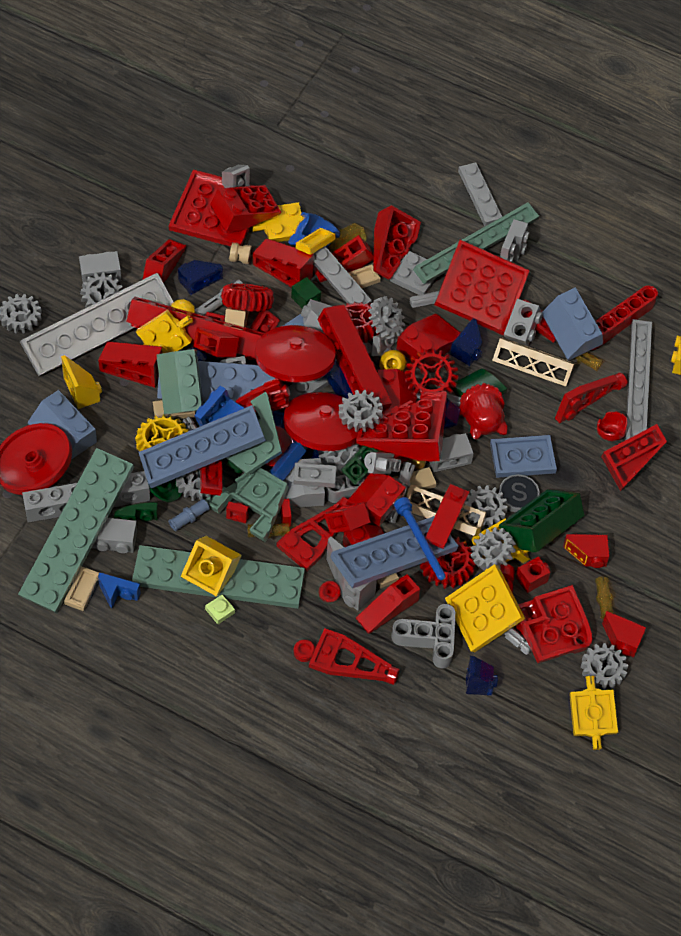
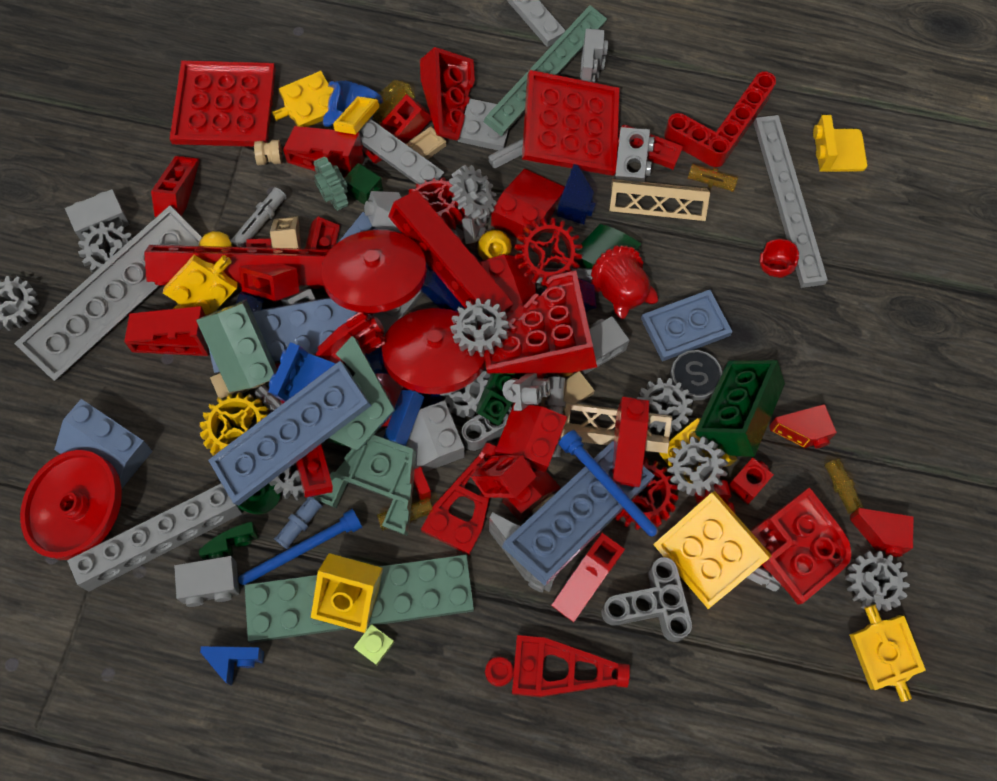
camera: 15 degrees left, 10 degrees up
(76, 530) = (153, 596): sand green plate -> none
(80, 384) = (110, 380): yellow slope -> none
(82, 589) = (184, 669): tan tile -> none
(199, 275) = (224, 193): clear blue slope -> none
(225, 524) = (347, 523): none -> blue piece
(236, 176) = (238, 61): light grey slope -> none
(237, 512) = (359, 500): red plate -> none
(243, 206) = (255, 92): red slope -> none
(247, 297) = (292, 208): red gear -> none
(281, 286) = (330, 183): none -> sand green gear
(314, 475) = (446, 429): light grey plate -> none
(329, 591) = (507, 578): red tile -> none
(480, 677) = (734, 648): clear blue slope -> none
(572, 324) = (695, 142): sand blue slope -> none
(572, 402) = (727, 238): red plate -> none
(633, 454) = (820, 290): red wedge -> none

